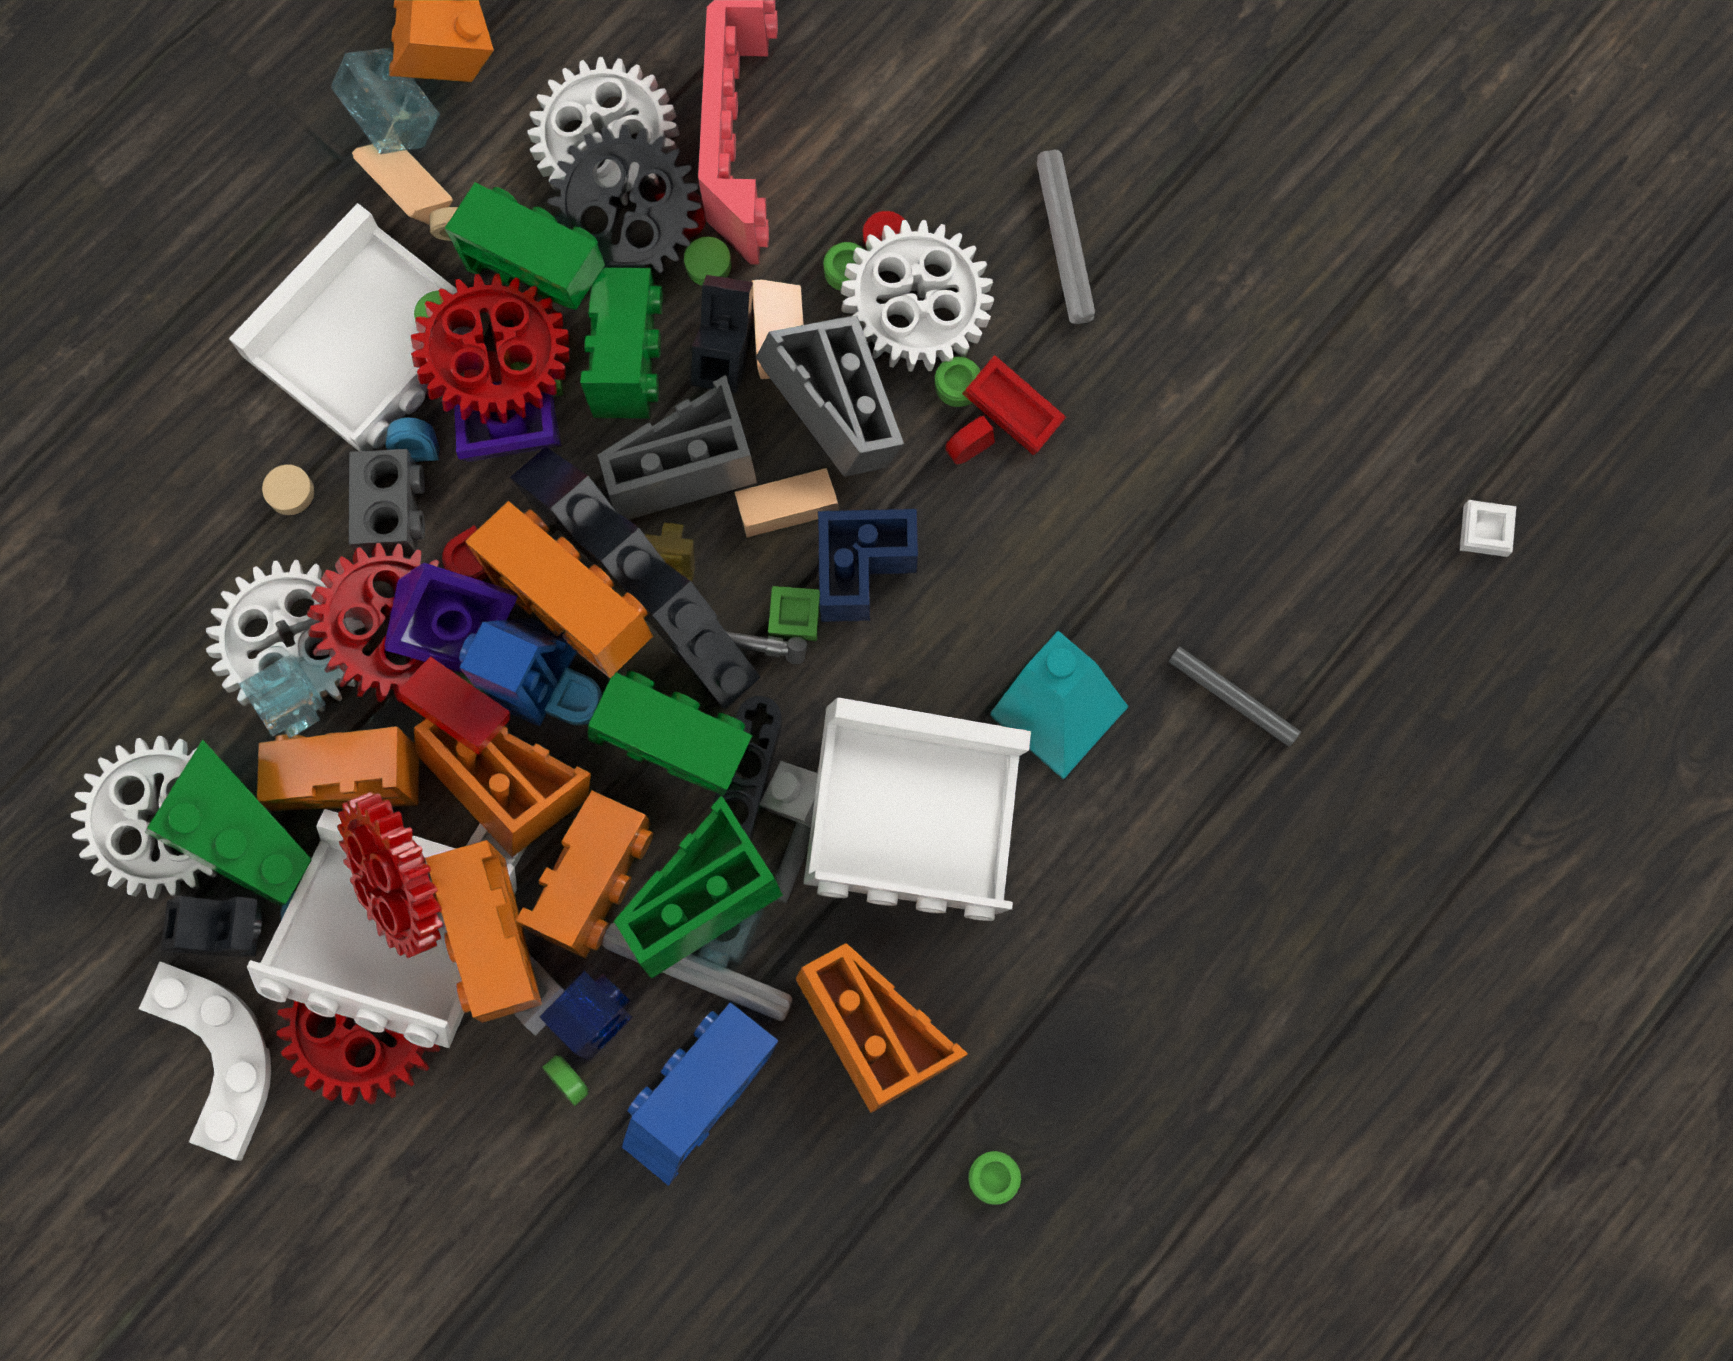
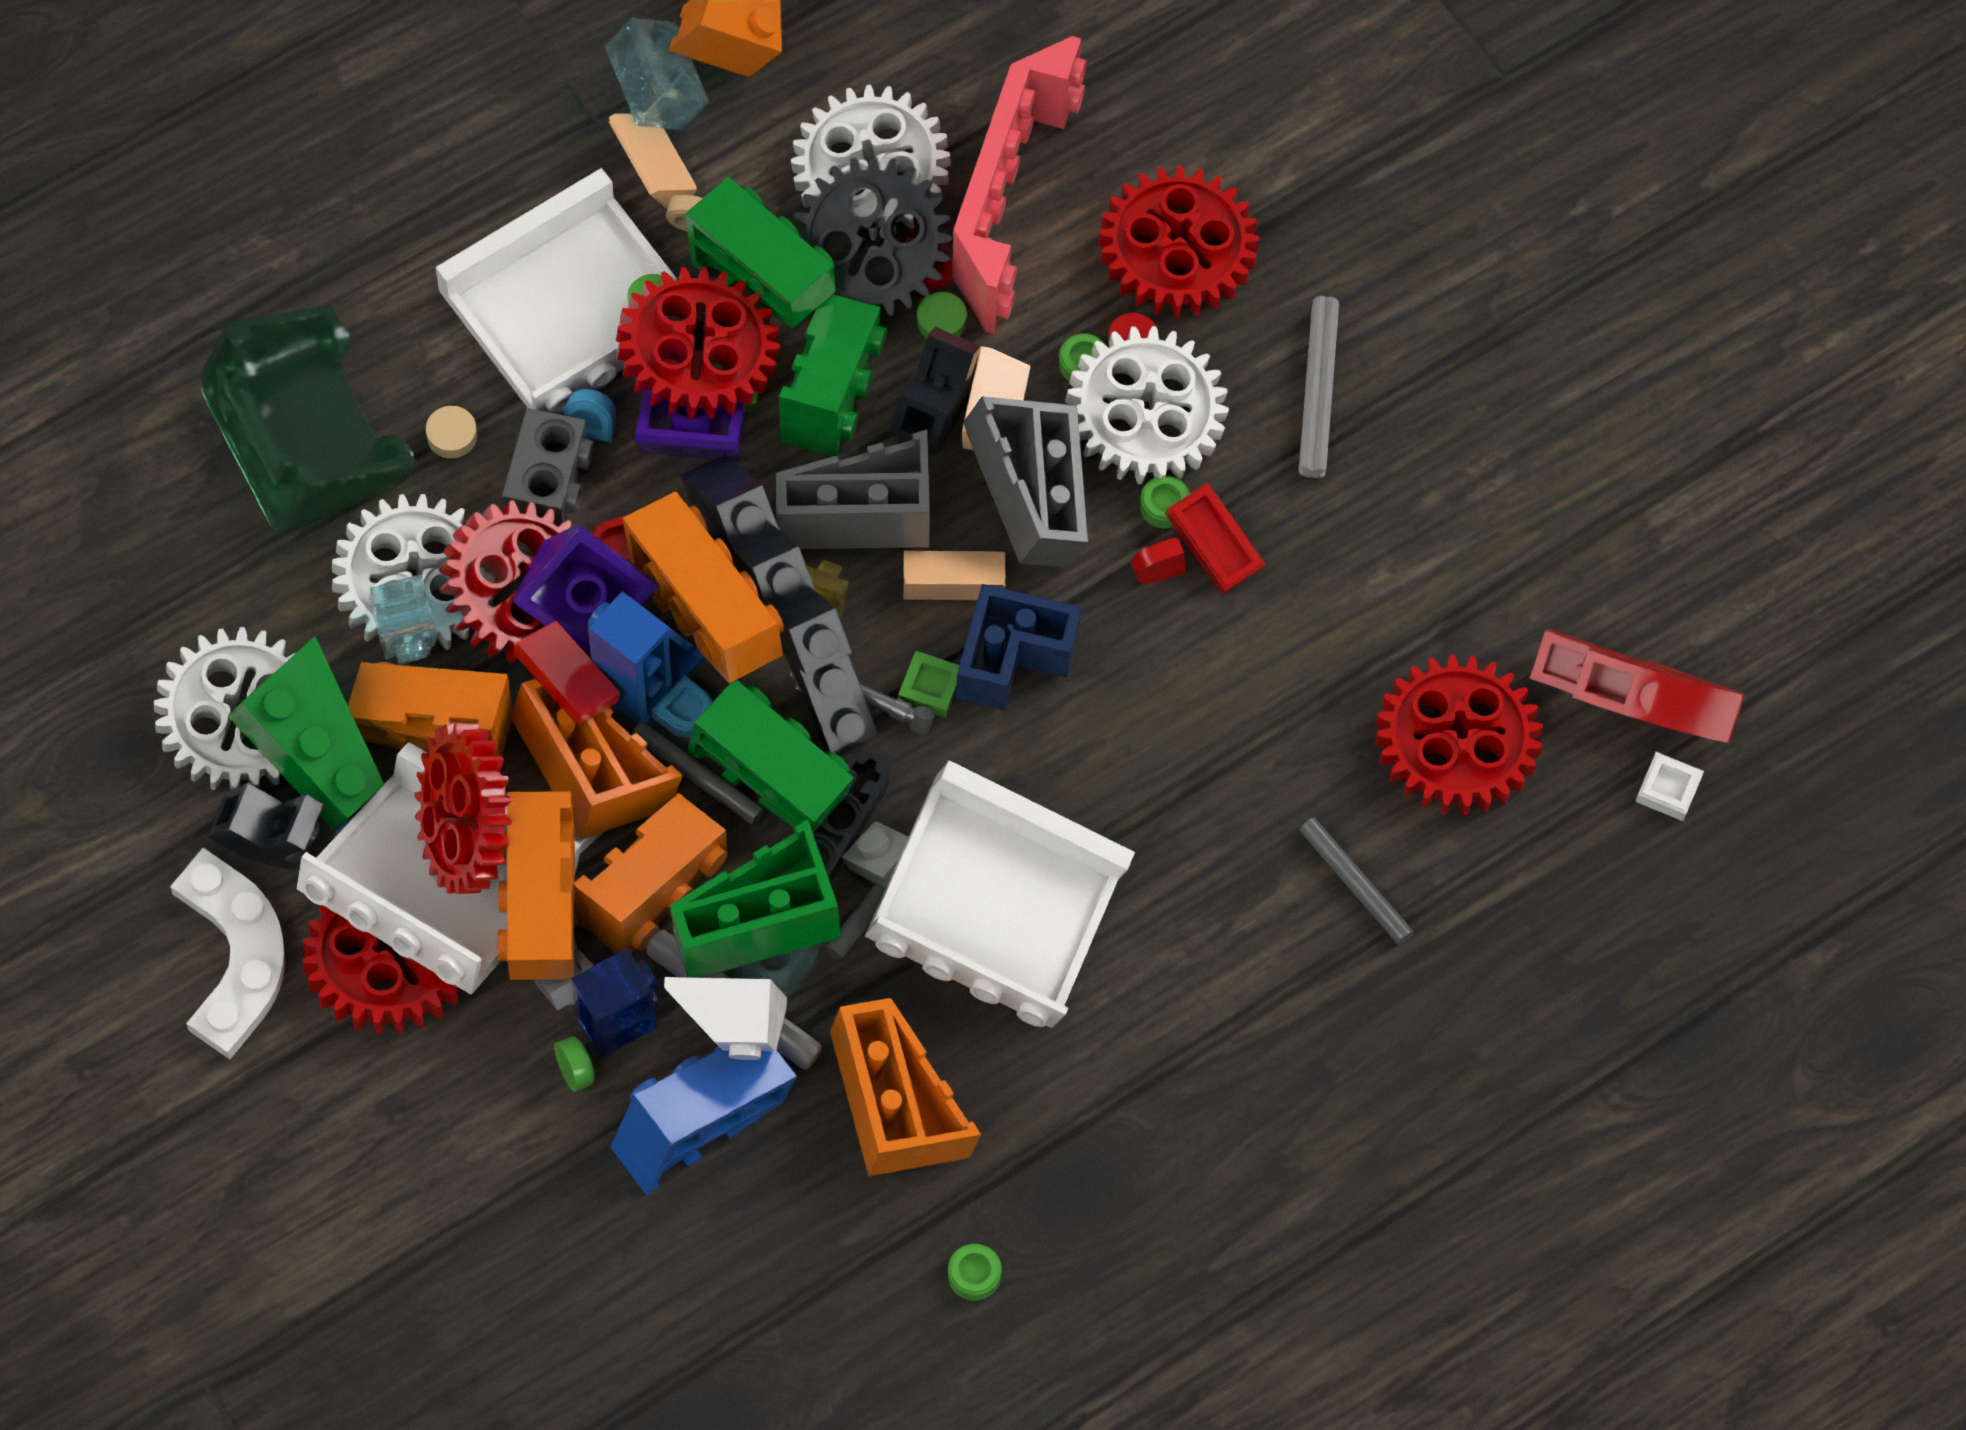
camera: 10 degrees right, 10 degrees down
(140, 515) = (295, 418): none -> clear green windscreen
(603, 758) = (700, 774): none -> dark grey bar
(701, 1006) = (735, 1013): none -> white slope
(901, 133) = (1178, 241): none -> red gear
(1062, 703) = (1177, 839): teal slope -> none
(1305, 570) = (1464, 776): none -> red gear
(1436, 446) = (1637, 687): none -> red slope

